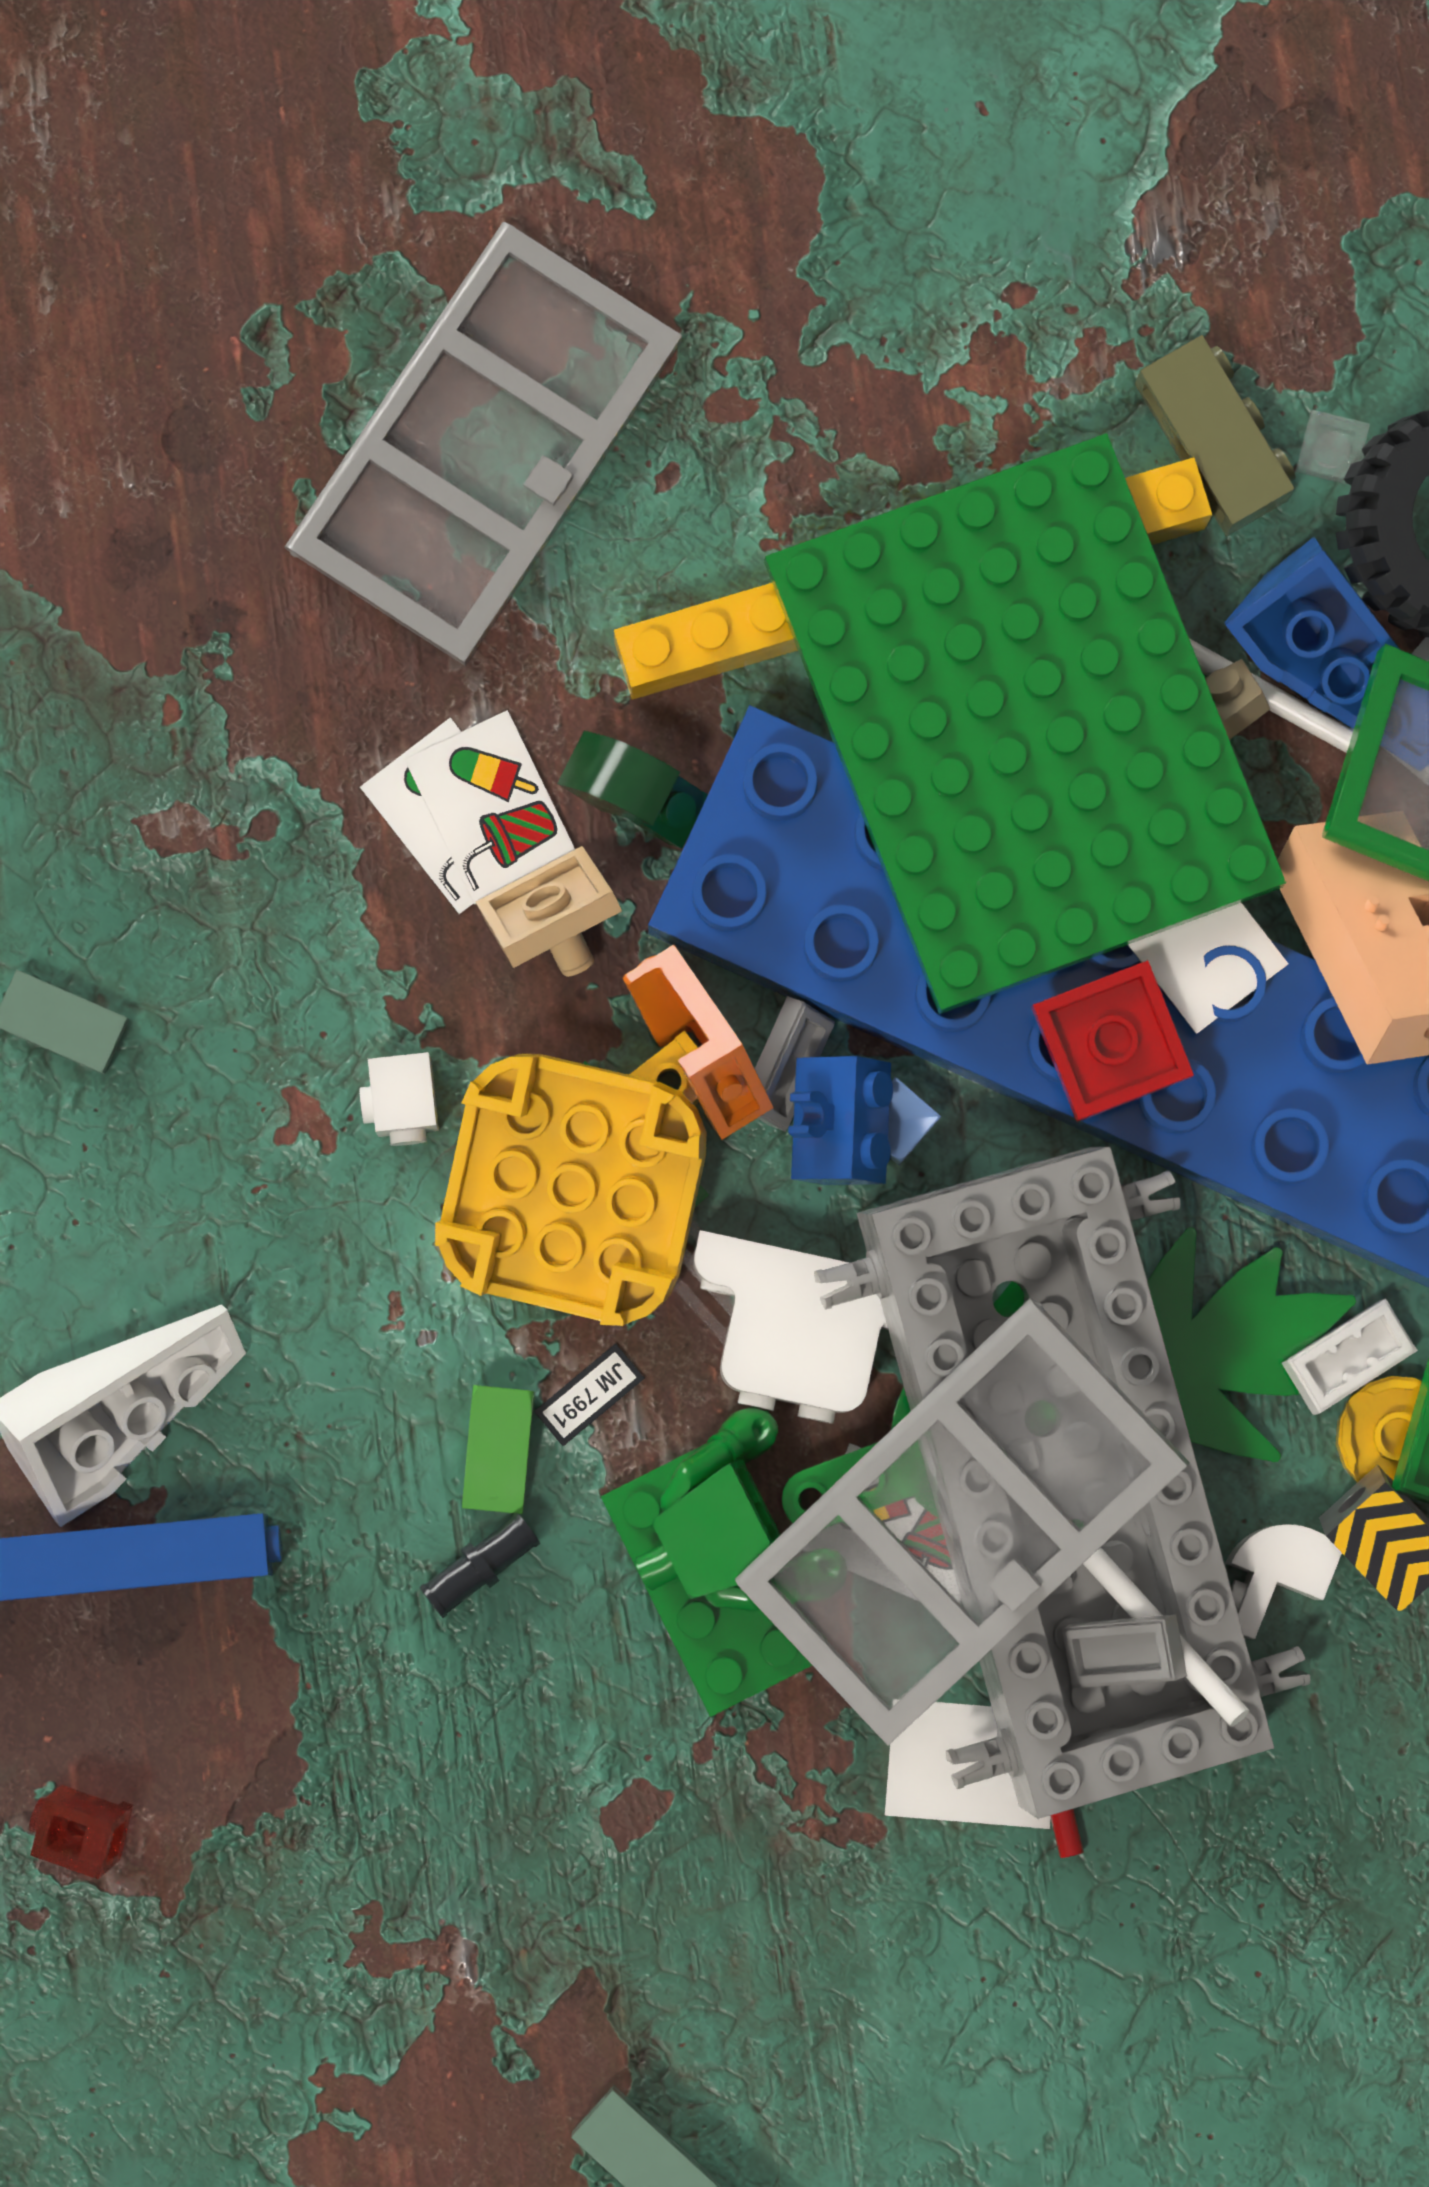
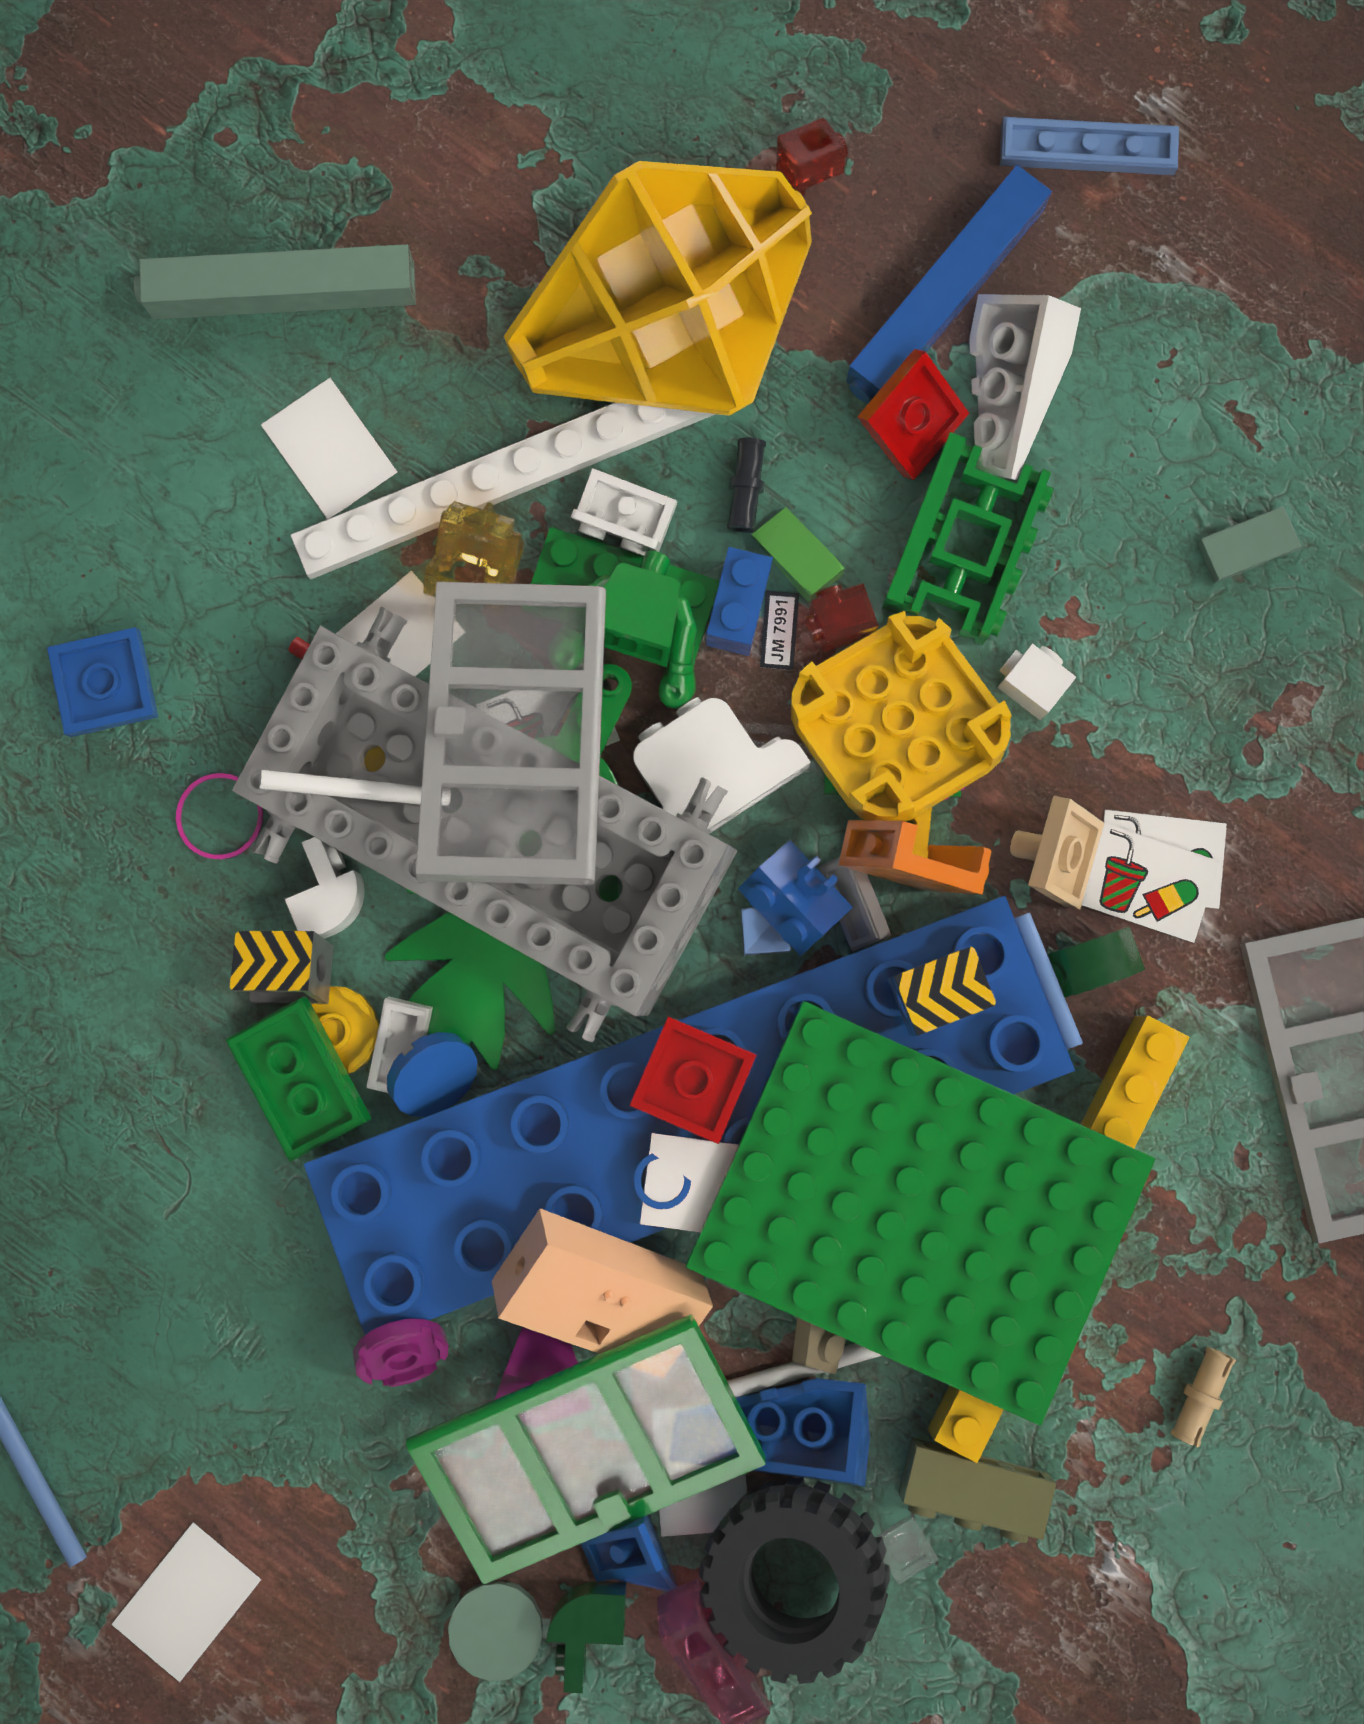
camera: 140 degrees right, 0 degrees up
(254, 1466) = (913, 414): none -> red plate
(345, 1340) = (935, 529): none -> green fence
(369, 1813) = (668, 290): none -> yellow panel
(523, 1344) = (840, 616): none -> clear red brick
(606, 1455) = (738, 601): none -> blue brick
(627, 1656) = (624, 512): none -> white bracket
(688, 809) = (1048, 981): none -> medium blue bar
(697, 1816) = (484, 480): none -> white plate
(796, 1769) = (477, 539): none -> clear yellow piece
(808, 892) = (942, 991): none -> piece
(844, 2022) = (329, 448): none -> white sticker
(927, 310) = (1203, 1396): none -> tan pin
(1124, 1651) = (360, 759): light grey tile -> none
(1294, 2000) = (102, 682): none -> blue plate
(1344, 1296) = (432, 1074): none -> blue tile
(1361, 1767) = (181, 831): none -> dark pink piece

